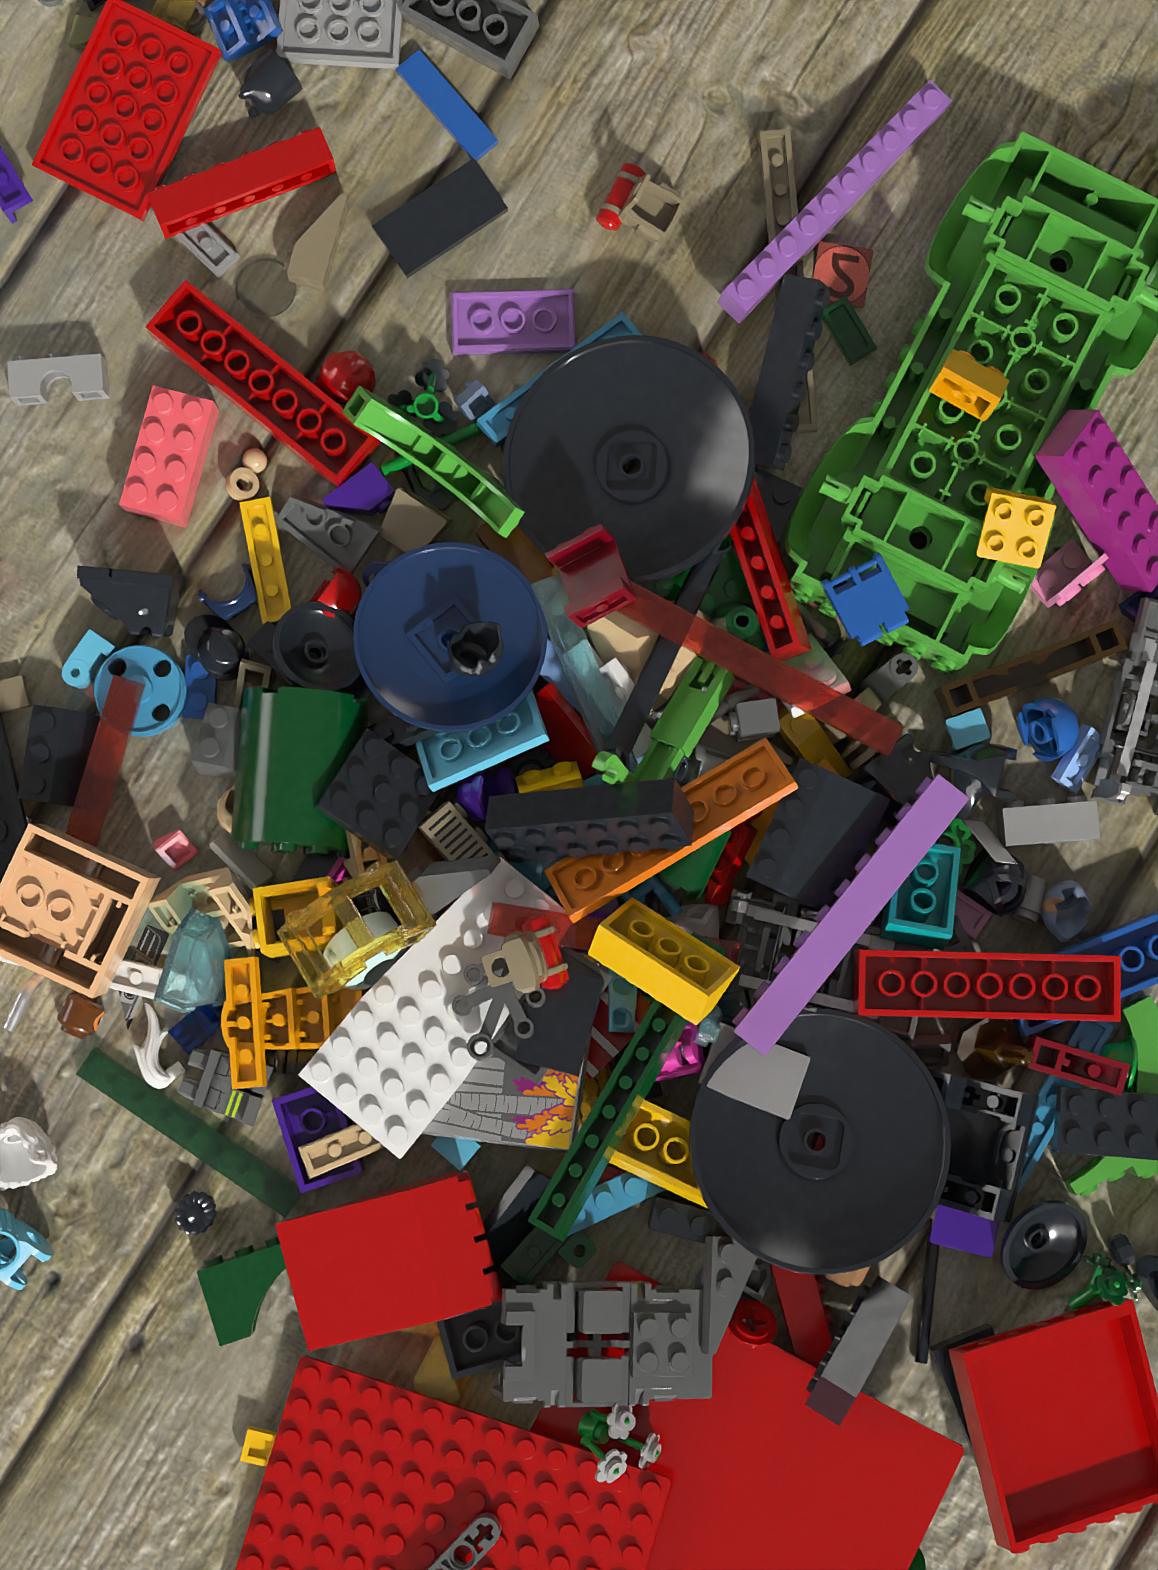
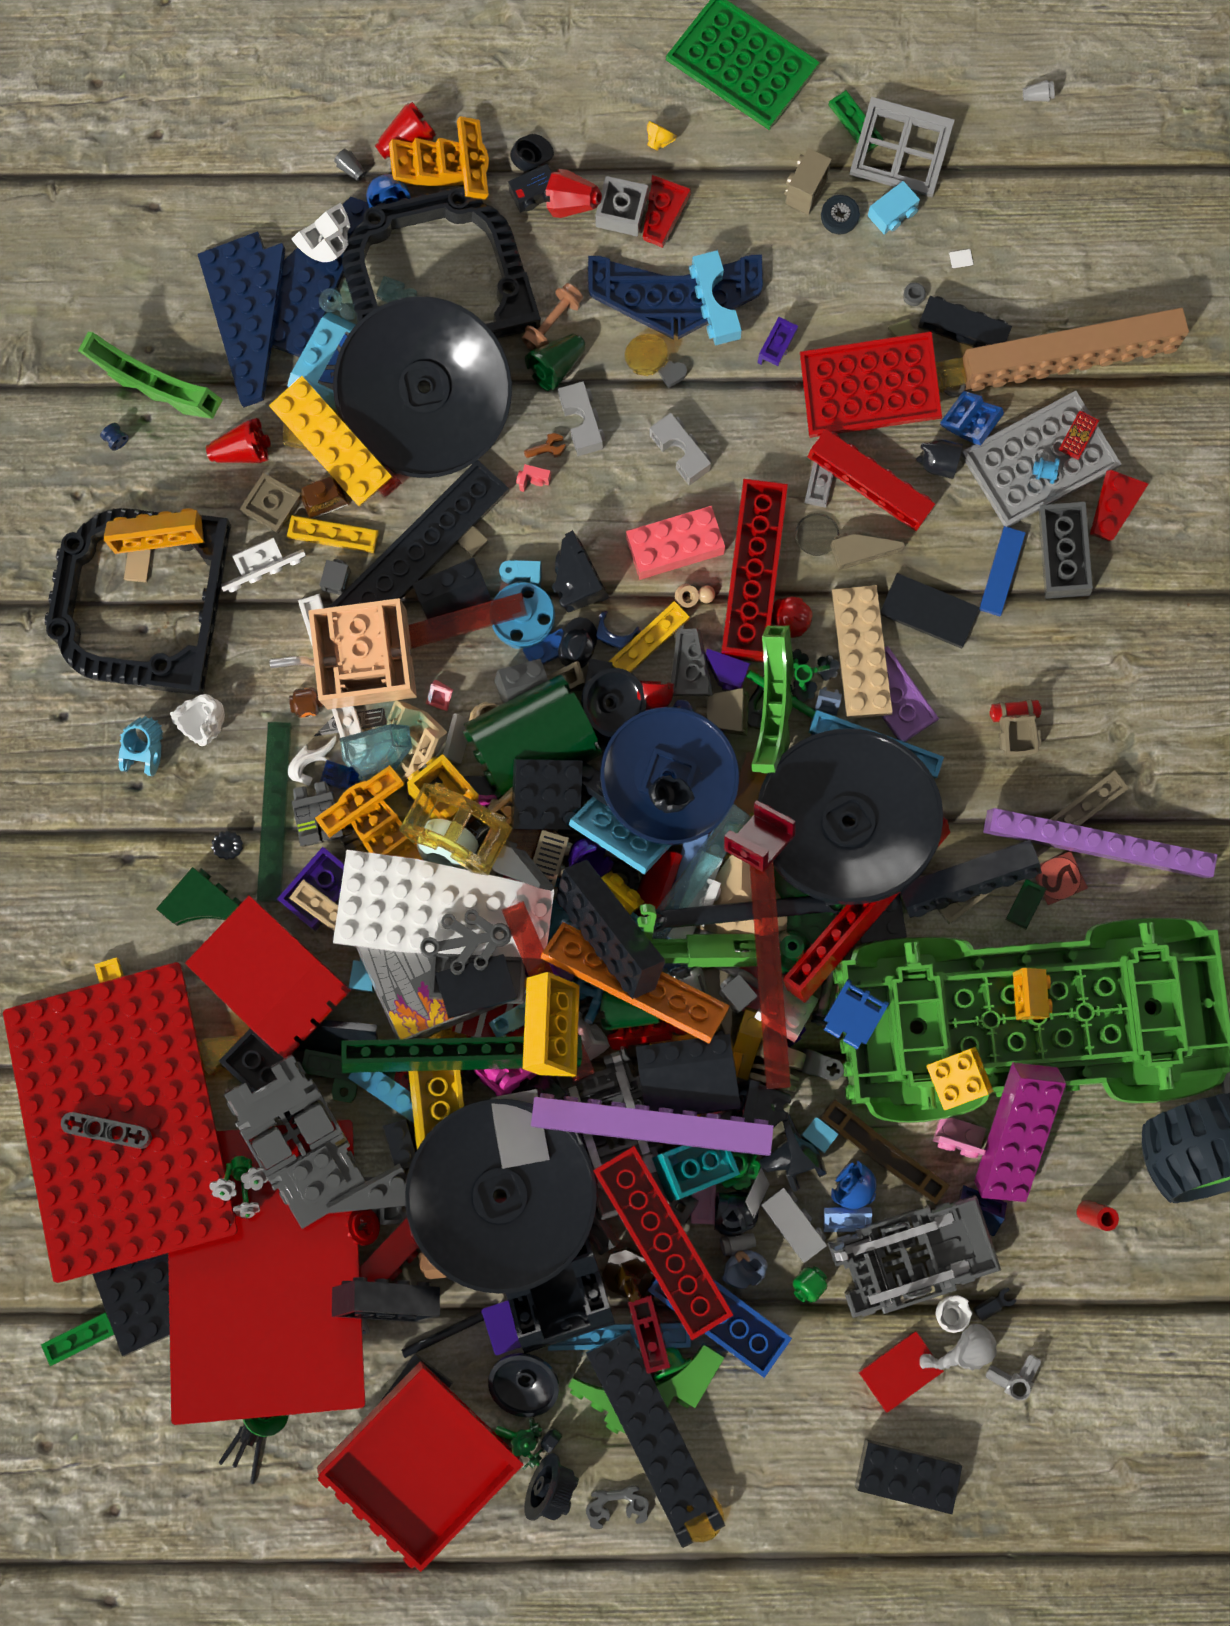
camera: 65 degrees right, 5 degrees down
(440, 325) = (861, 652): none -> tan plate
(530, 957) = (501, 943): dark tan piece -> none
(709, 1027) = (531, 1082): clear light blue plate -> none
(1125, 847) = (810, 1284): none -> green head

